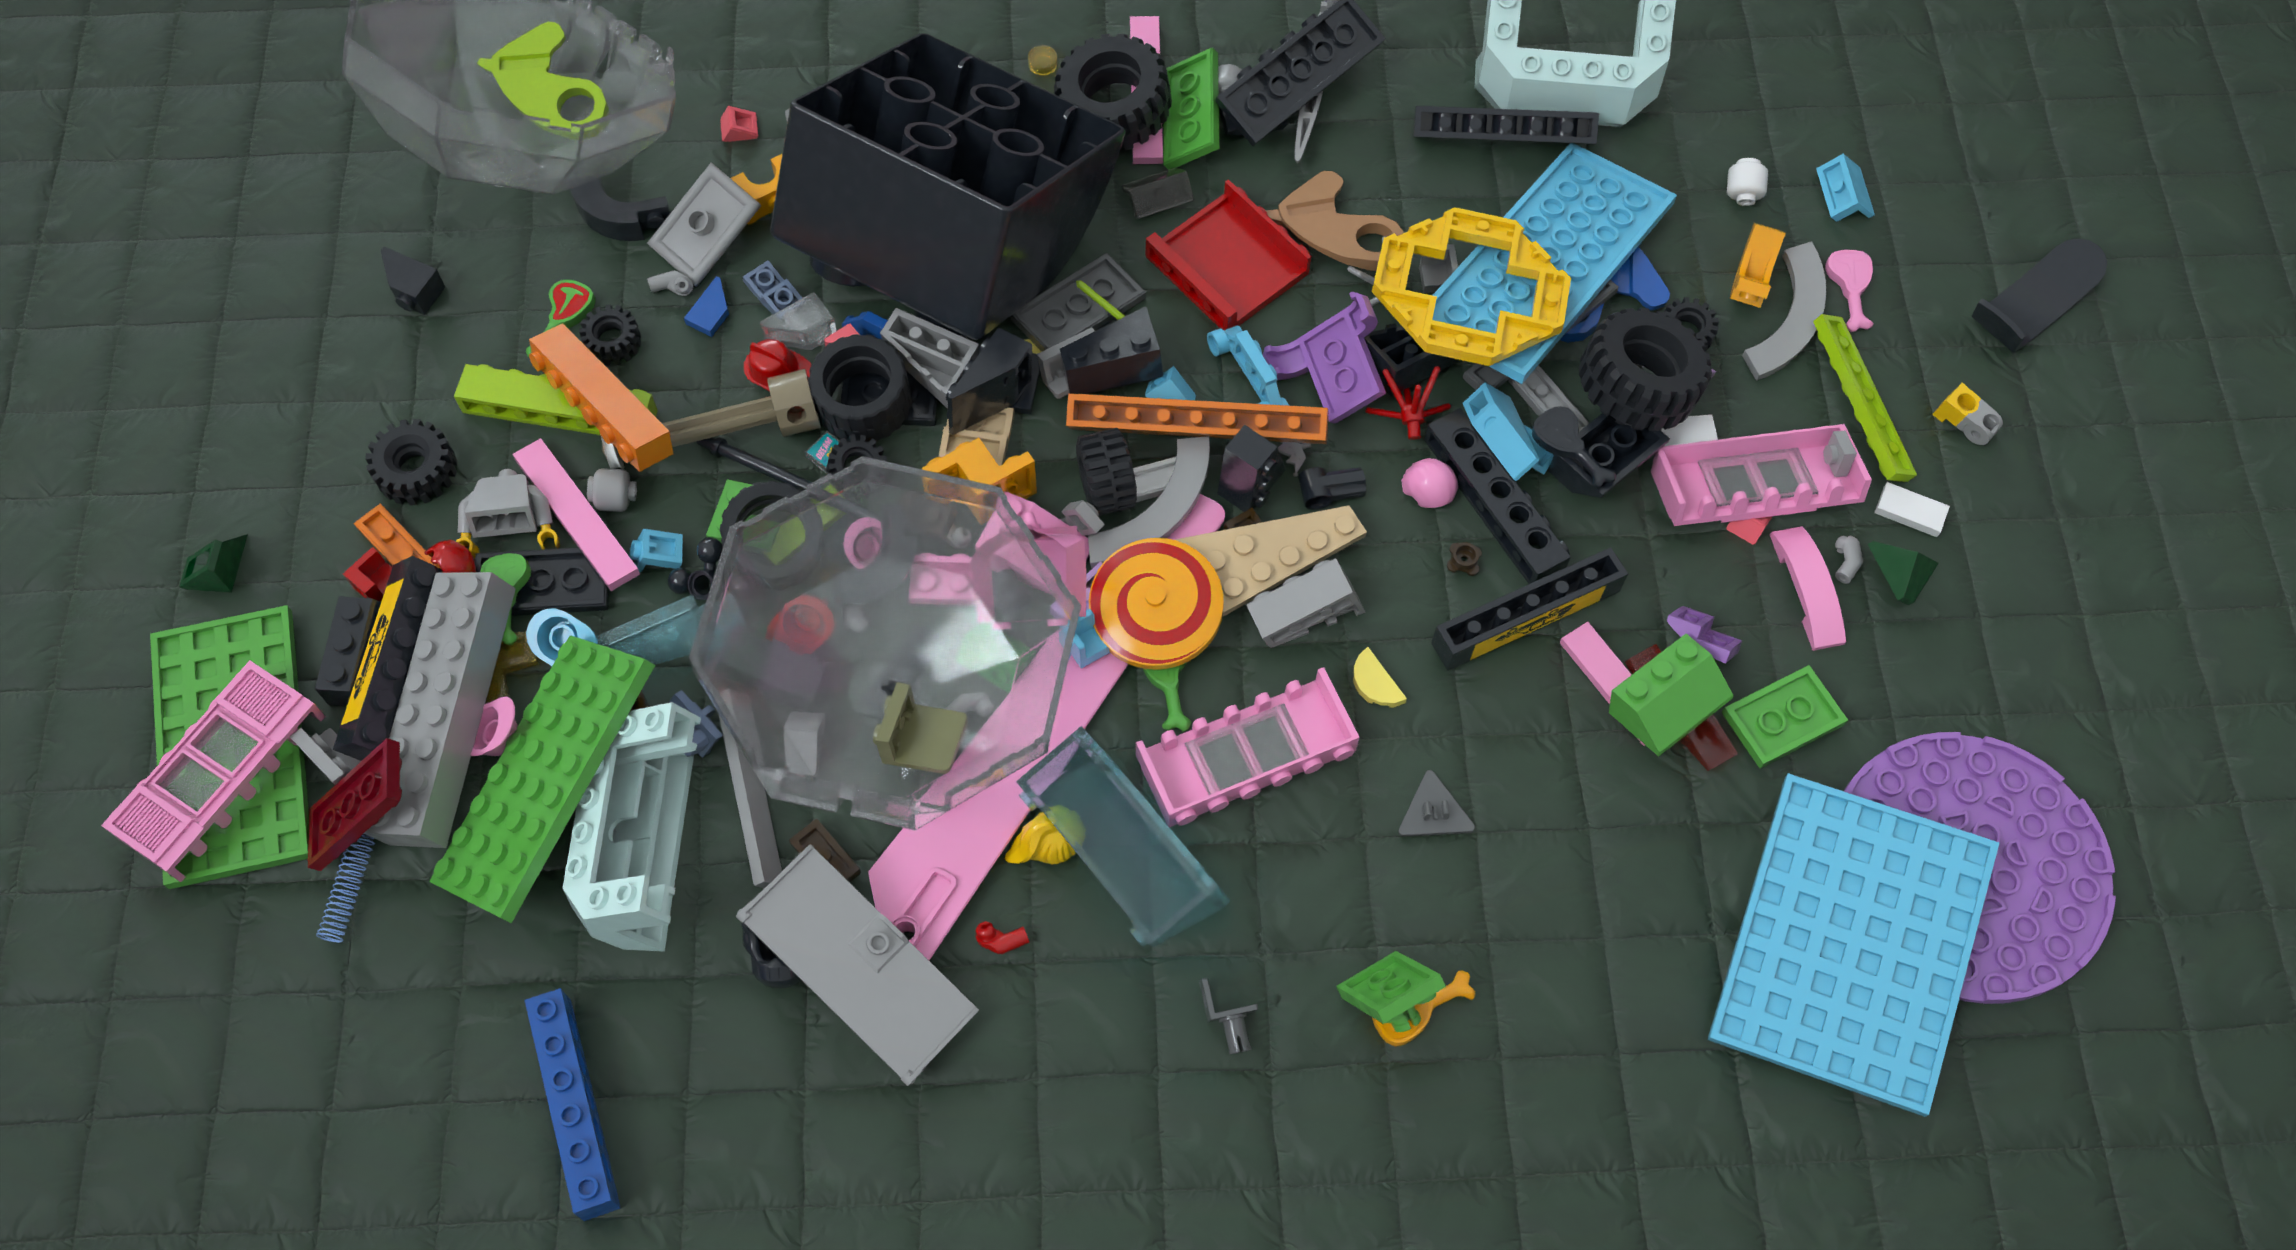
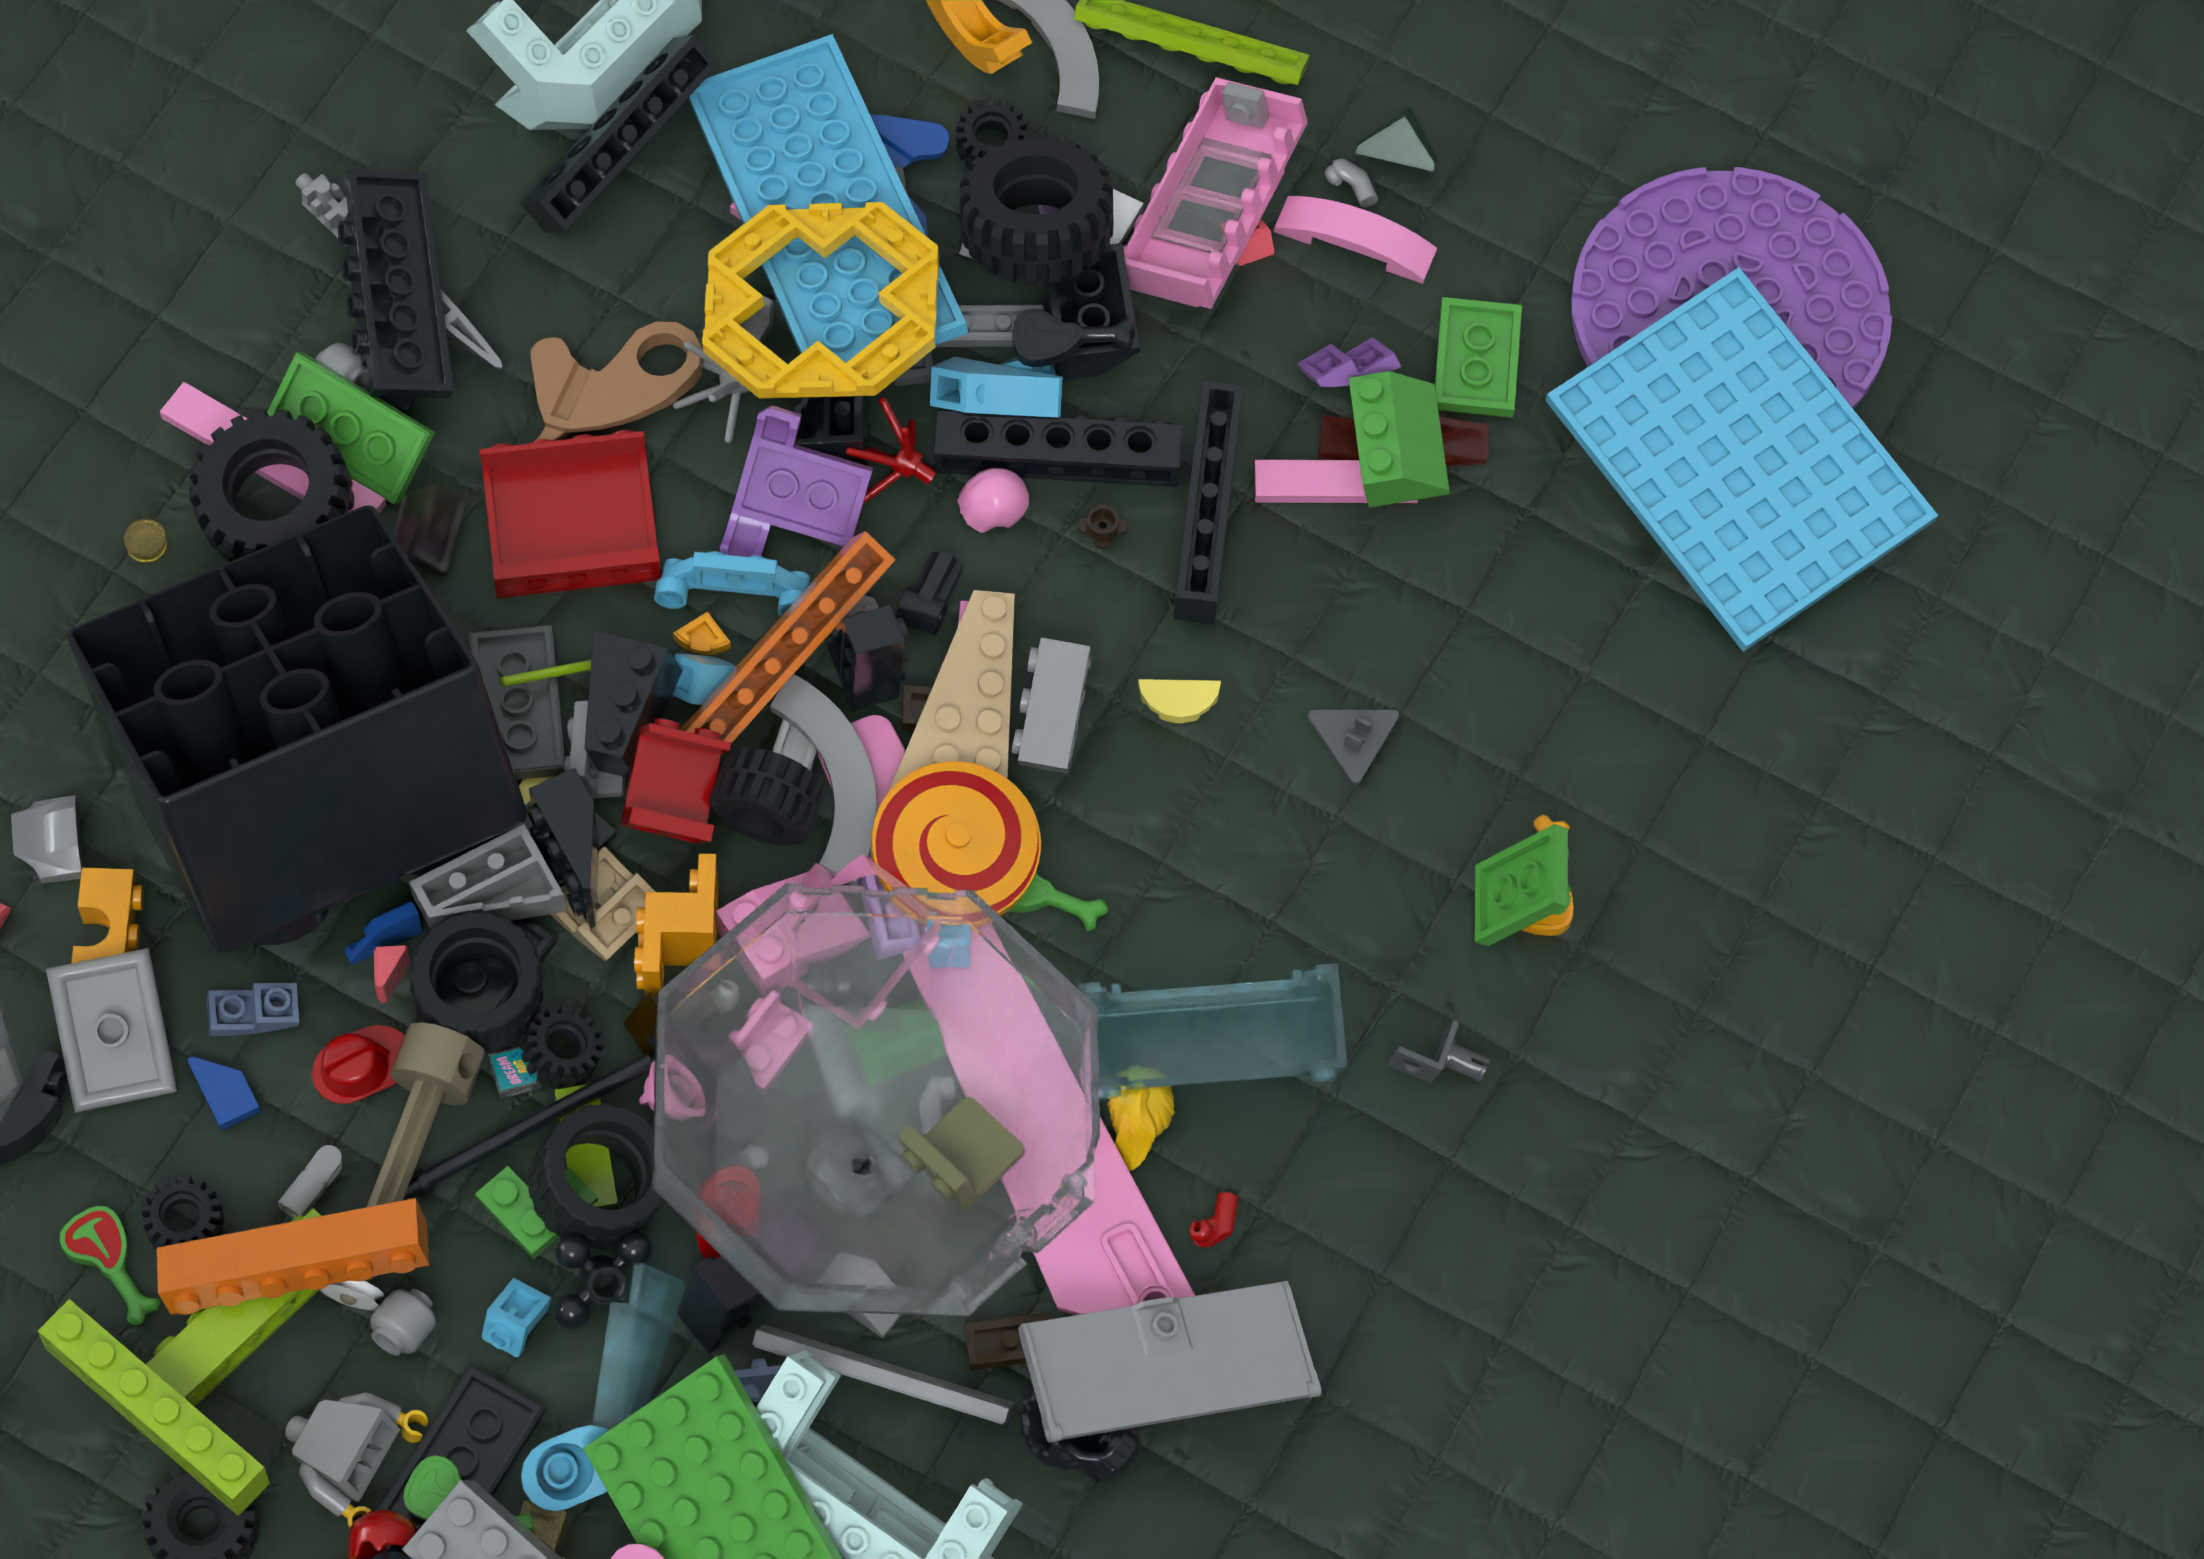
camera: 60 degrees left, 0 degrees up
(454, 385) = (154, 1407): none -> lime brick
(576, 515) = (405, 1375): bright pink tile -> none
(672, 281) = (155, 1111): light grey arm -> none
(678, 389) = (312, 1182): none -> light grey bar
(800, 324) = (329, 1001): clear slope -> none
(1071, 410) = (673, 781): none -> red panel
(1083, 516) = (800, 855): light grey plate -> none
(1203, 378) = (702, 636): none -> light orange tile
(1247, 750) = (1173, 862): bright pink window -> none
(1912, 509) = (1340, 87): white tile -> none

